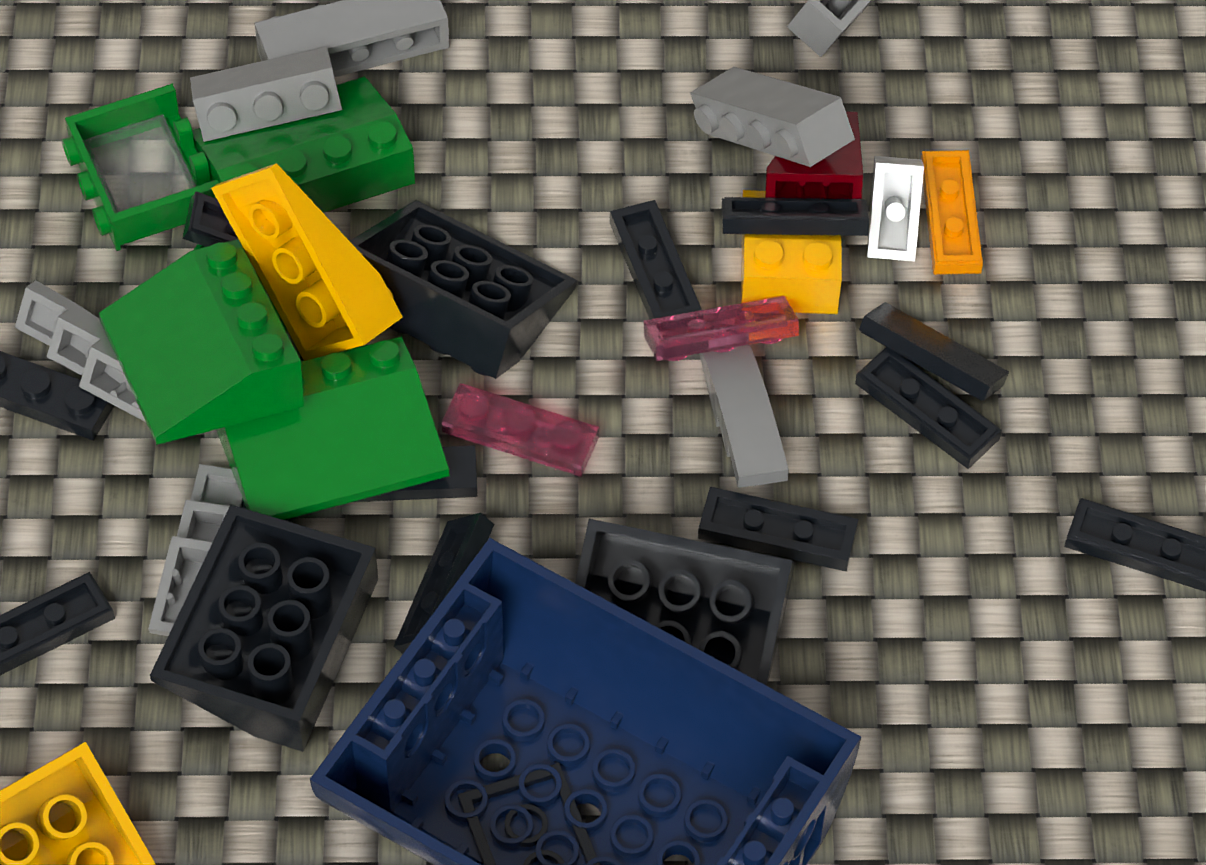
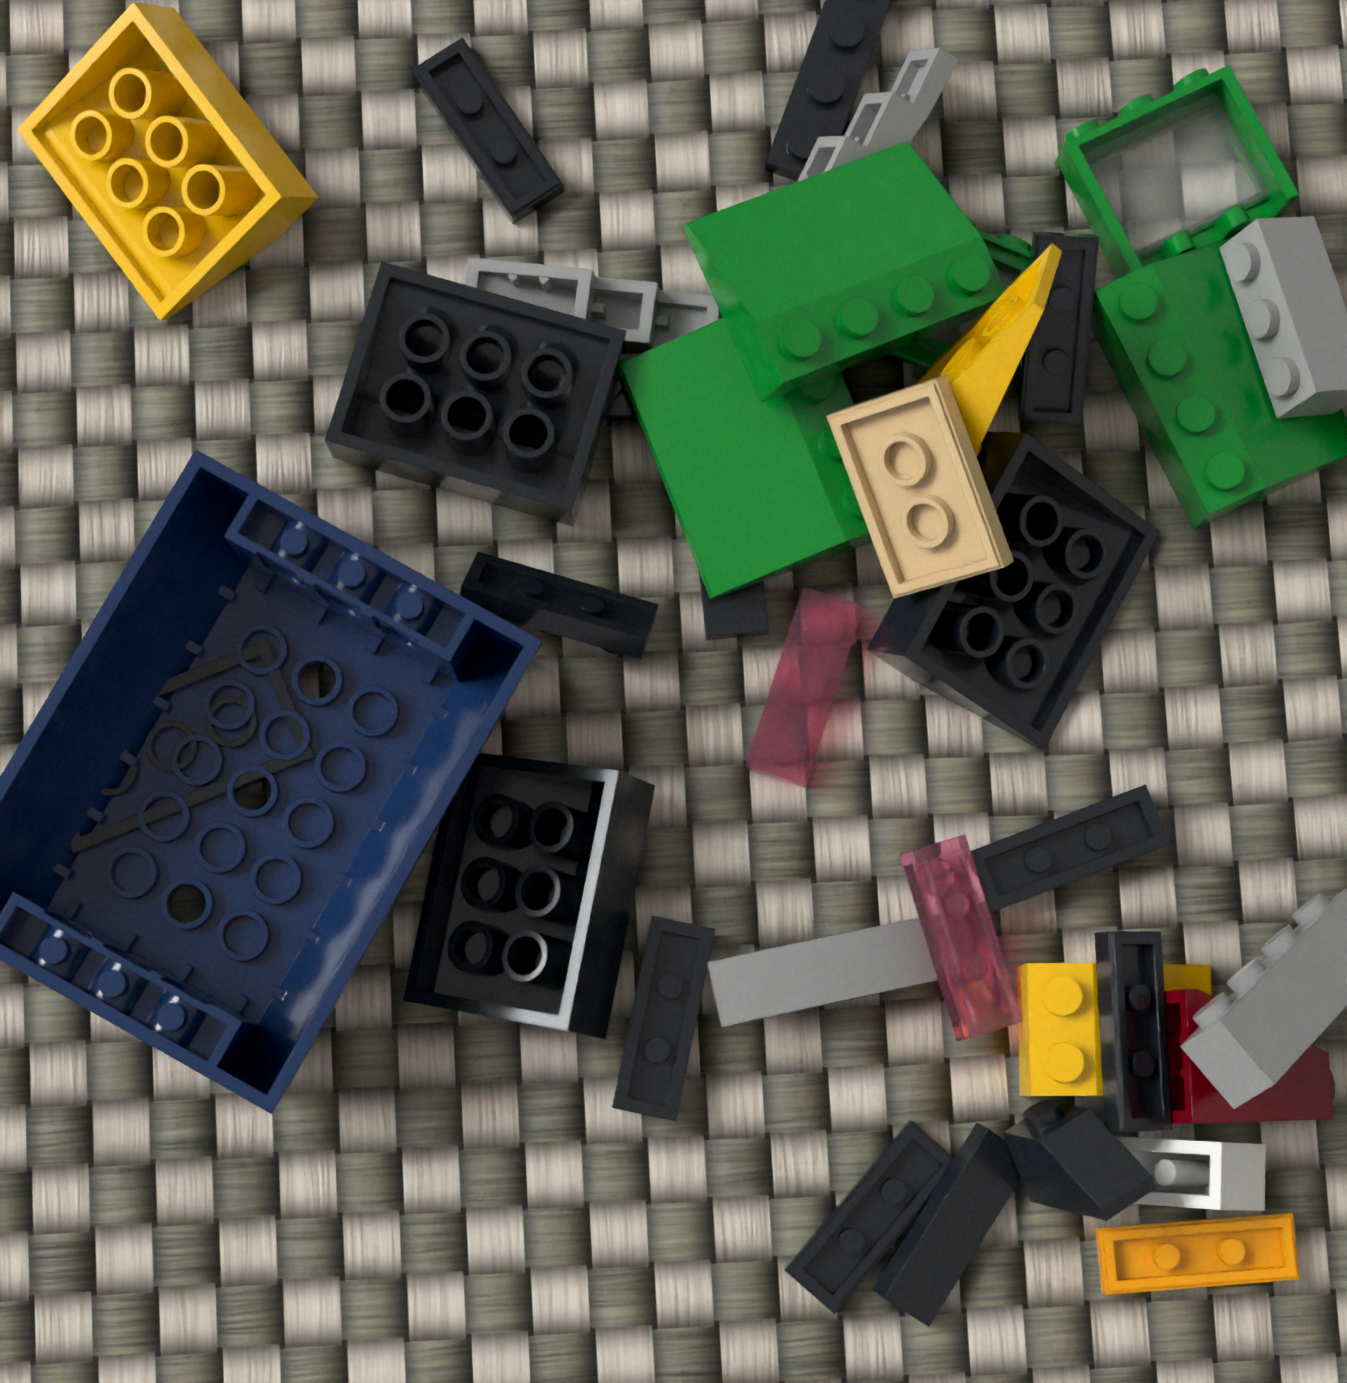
camera: 85 degrees right, 25 degrees up
(385, 296) = (920, 487): none -> tan tile
(890, 257) = (1075, 1161): none -> black slope

